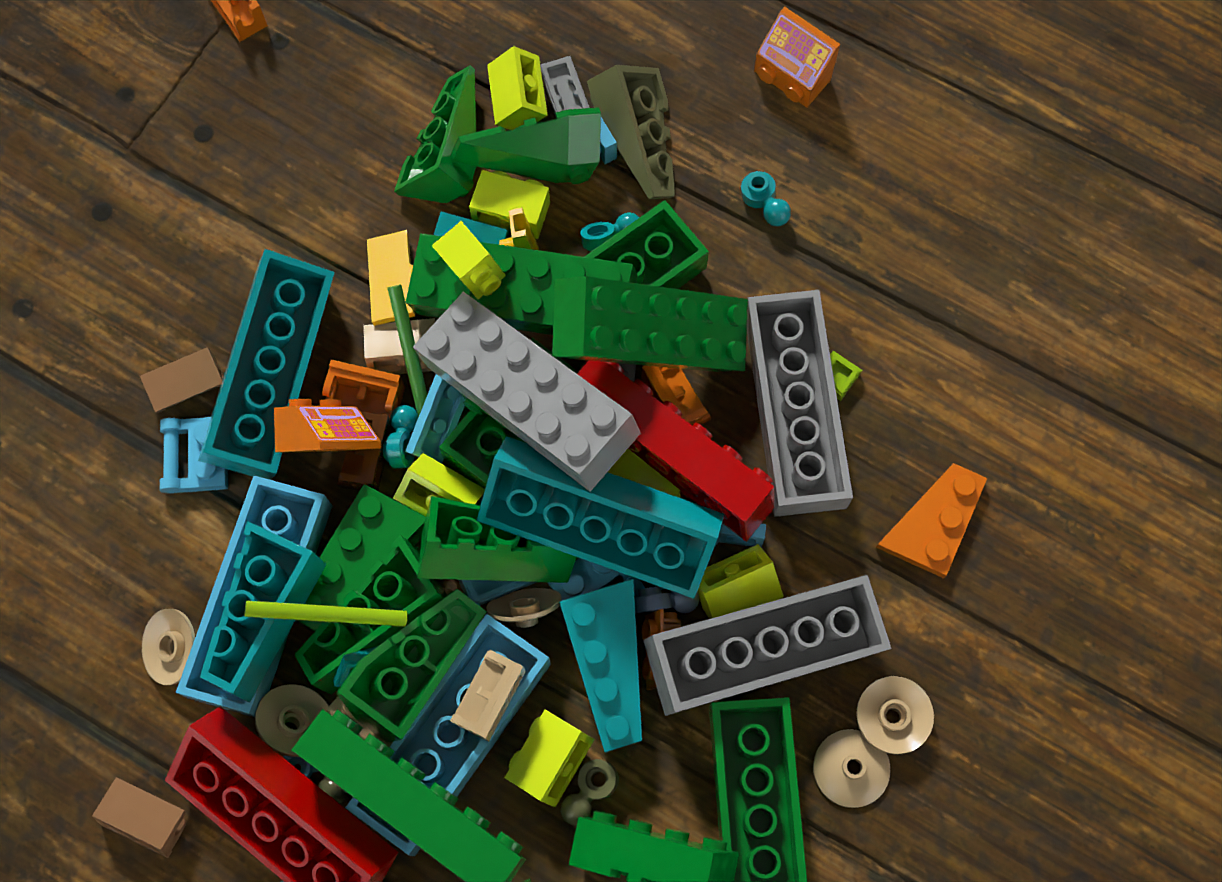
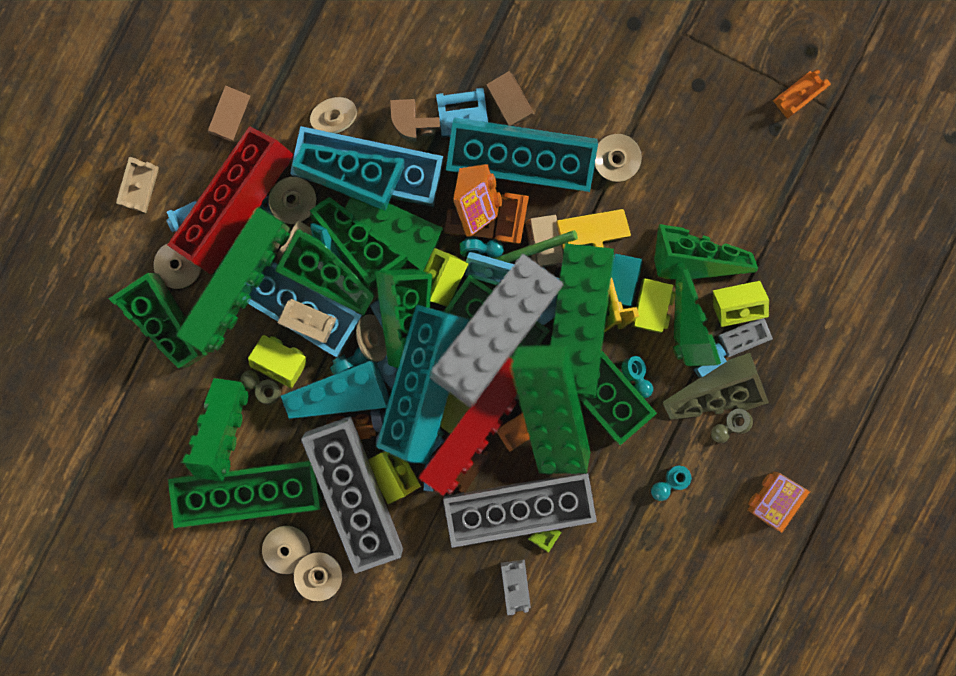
camera: 85 degrees right, 15 degrees up
(194, 536) = (405, 121): none -> medium nougat brick
(292, 225) = (623, 147): none -> tan dish
(325, 613) = (346, 216): lime bar -> none
(469, 260) = (584, 286): neon yellow brick -> none
(561, 657) = (342, 363): none -> teal plate
(697, 130) = (721, 433): none -> olive plate
(912, 421) = (515, 586): none -> light grey hinge
(937, 522) = (447, 604): orange wing -> none

